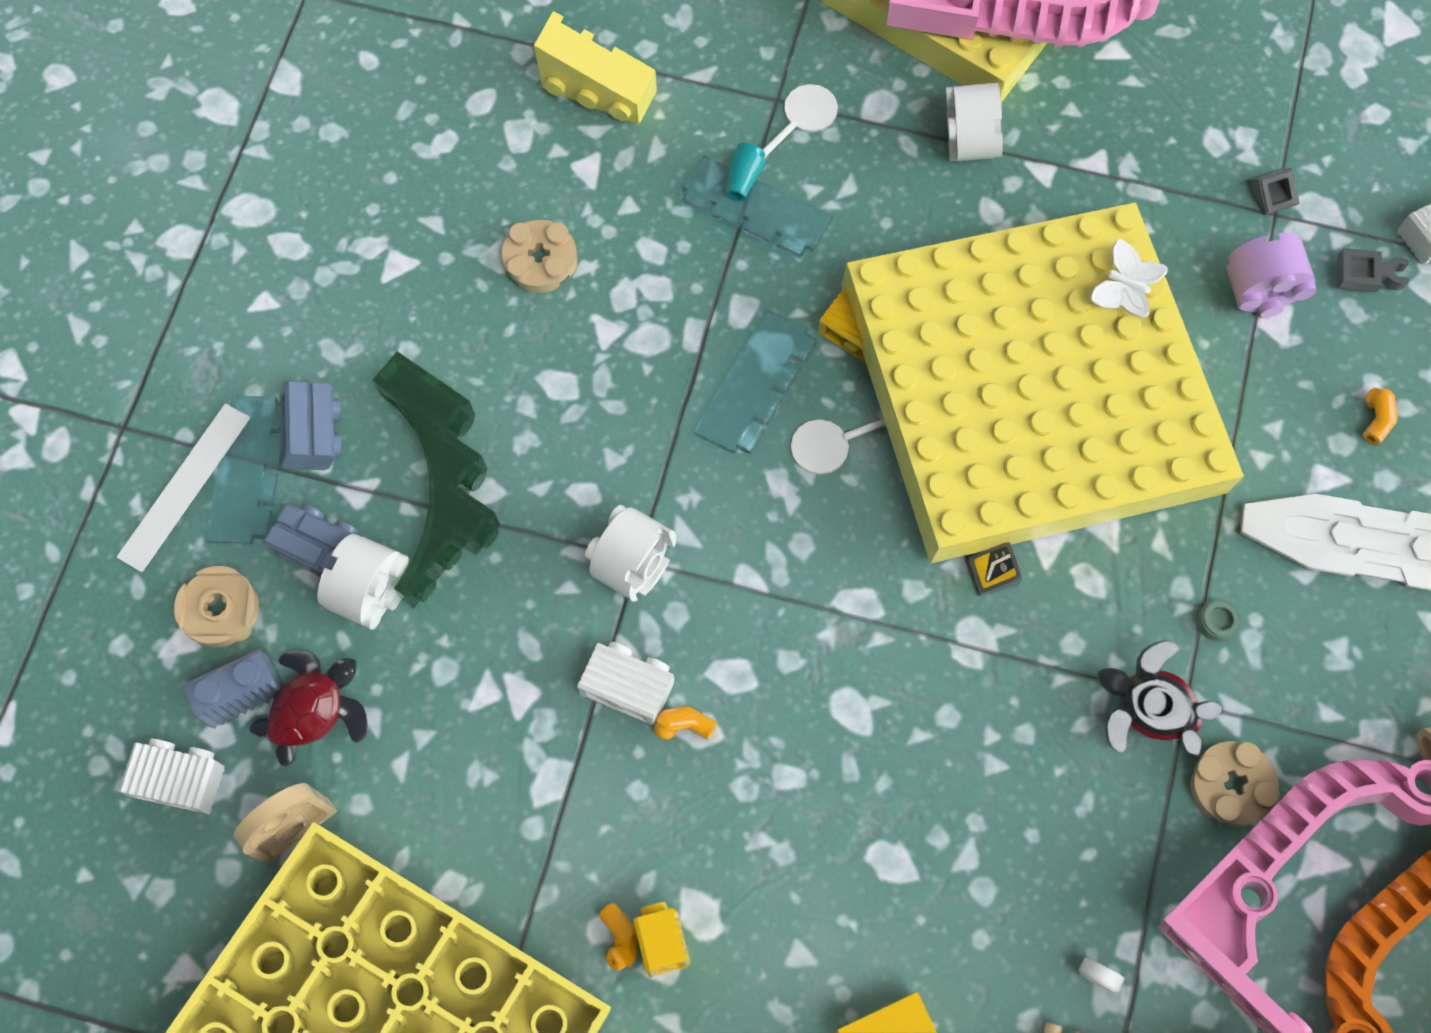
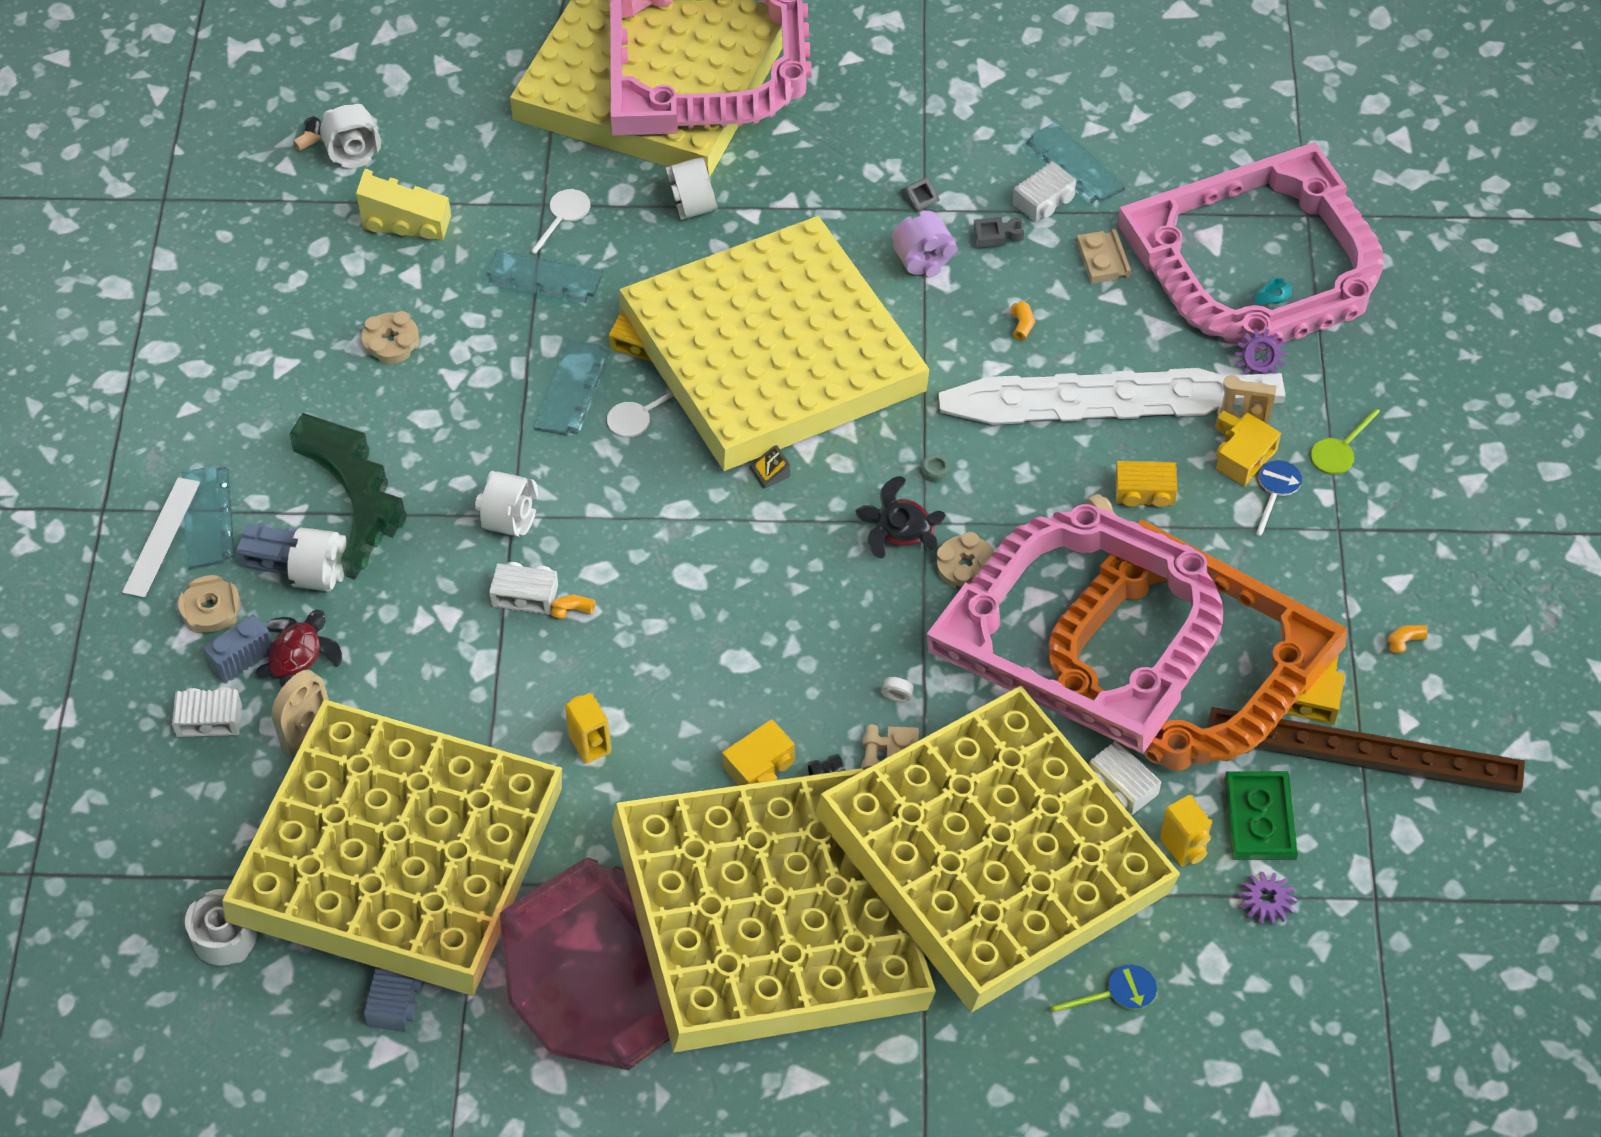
camera: 15 degrees left, 15 degrees down
(308, 426) = (247, 475): sand blue brick -> none
(625, 938) = (561, 739): light orange arm -> none
(744, 168) = (530, 251): teal cone -> none
(1130, 283) = (821, 263): white piece -> none

